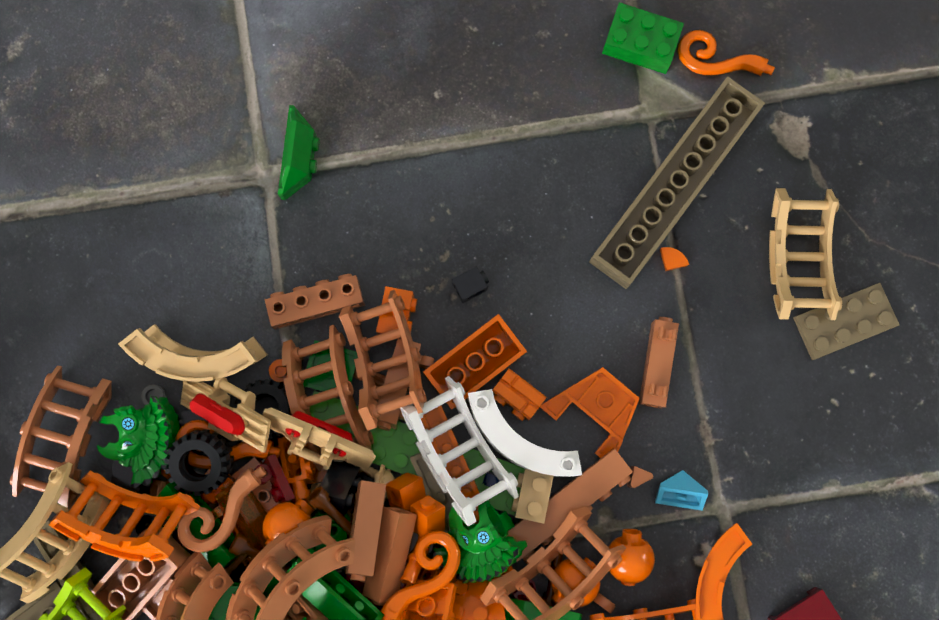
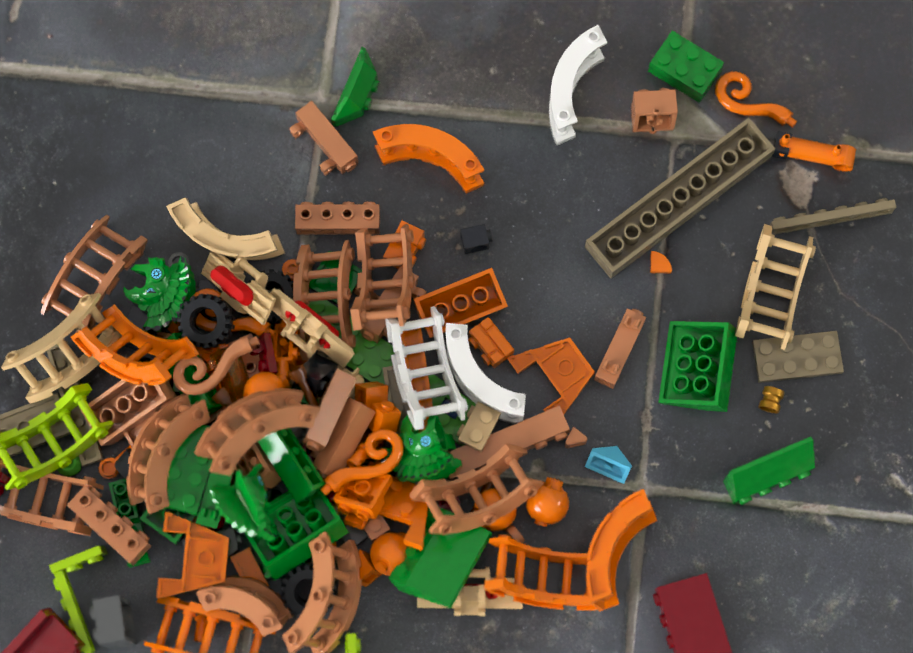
camera: 20 degrees right, 5 degrees down
(279, 215) = (326, 137): none -> nougat brick
(396, 195) = (431, 146): none -> orange fence
(521, 106) = (573, 64): none -> white fence
(624, 93) = (654, 110): none -> nougat brick
(746, 360) = (698, 365): none -> green slope
(828, 94) = (839, 156): none -> orange piece
(833, 376) = (771, 399): none -> pearl gold wheel
(847, 156) = (838, 215): none -> dark tan plate
(857, 457) = (771, 471): none -> green slope

